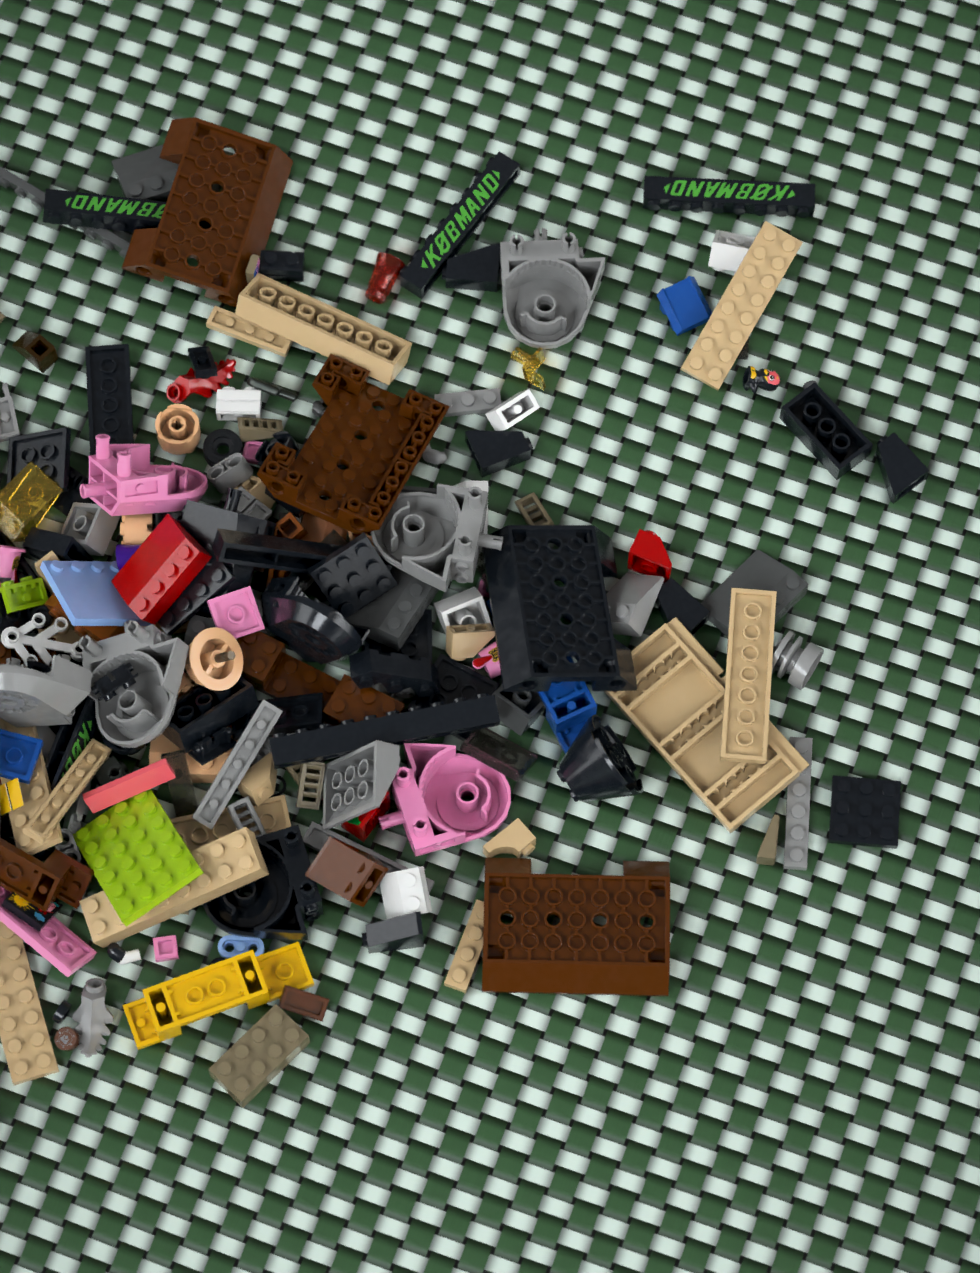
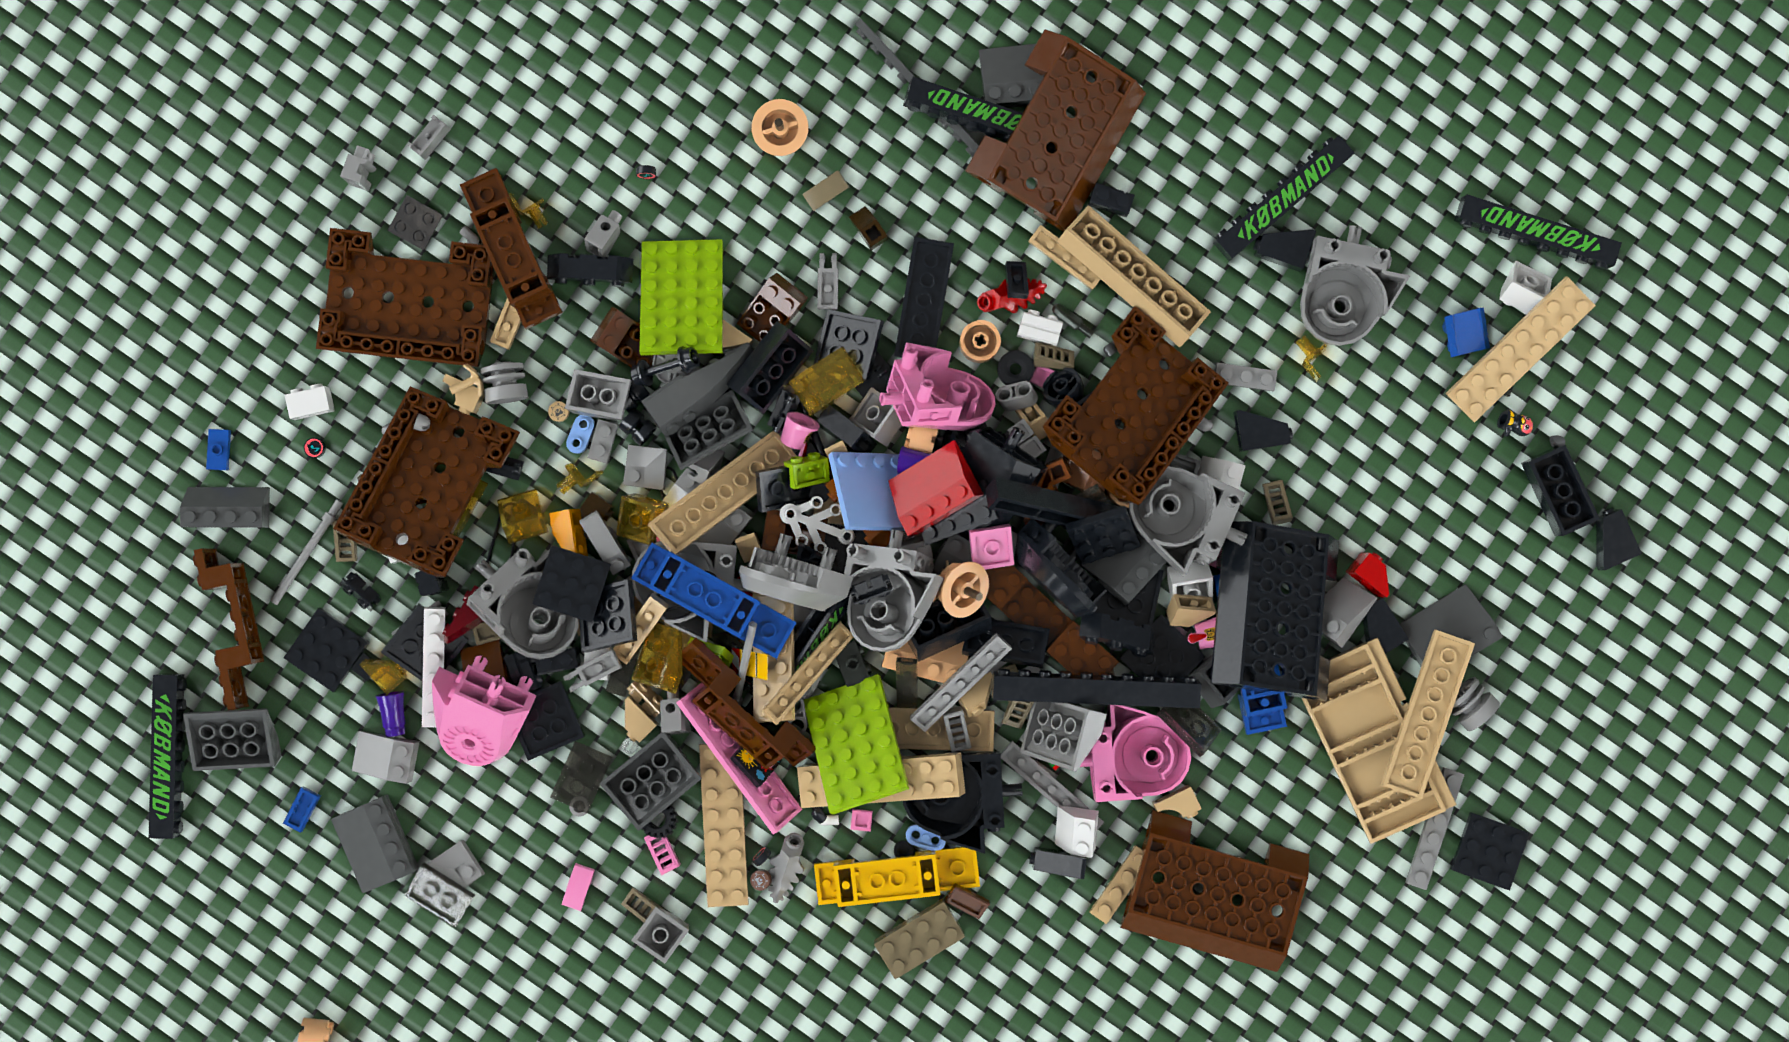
camera: 15 degrees right, 20 degrees up
(129, 785) = (862, 678): coral tile -> none
(213, 747) = (943, 660): black hinge -> none
(253, 267) = (1084, 200): dark tan tile -> none
(347, 871) = (1033, 805): reddish brown slope -> none
(383, 277) = (1200, 235): clear red plant -> none
(512, 410) = (1284, 400): white brick -> none
(598, 765) = (1273, 761): black cone -> none
(768, 848) = (1398, 865): dark tan slope -> none

